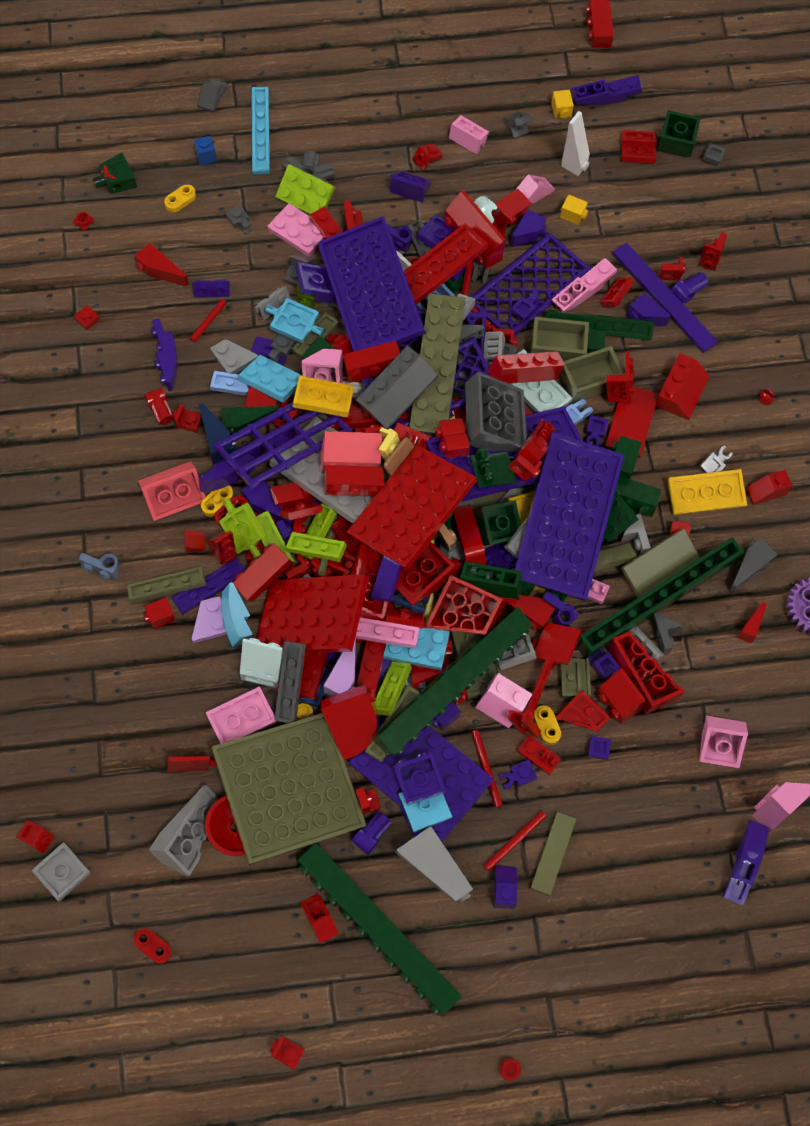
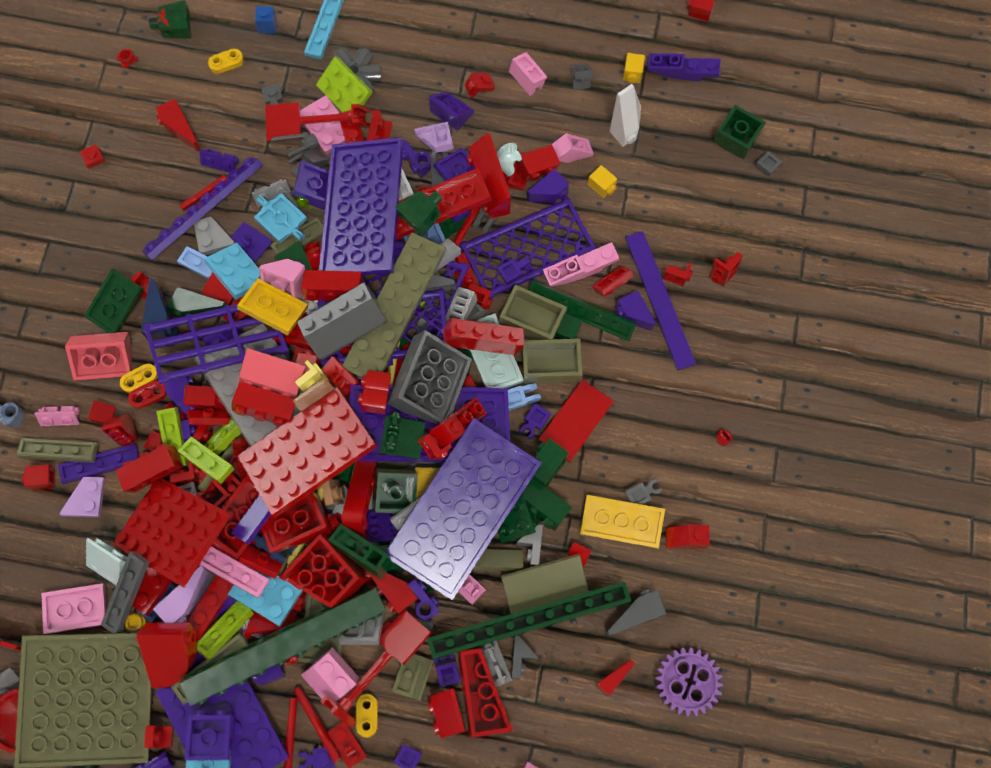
camera: 20 degrees right, 5 degrees up
(158, 403) = (123, 260): red piece -> none
(160, 554) = (51, 417): none -> bright pink hinge
(166, 438) = (113, 302): none -> dark green tile
(167, 355) = (149, 220): dark purple slope -> none
(214, 333) = (197, 211): none -> dark purple plate
(223, 474) = (142, 358): dark purple slope -> none
(234, 616) = (106, 504): medium azure slope -> none
(244, 526) = (146, 417): lime plate -> none
(262, 237) = (286, 119): none -> red piece
(281, 347) = (260, 240): dark grey plate -> none
(290, 248) = (307, 143): none -> dark grey plant
(407, 211) = (436, 136): none -> lavender wing
(428, 273) = (420, 211): none -> dark green torso
(506, 745) = (317, 724): none -> red bar
(584, 712) = (407, 716): red wing -> none
(621, 386) = (577, 386): red bracket -> none
(638, 146) = (695, 133): red slope -> none
(683, 387) = (641, 402): red slope -> none
(687, 289) = (684, 299): dark purple piece -> none

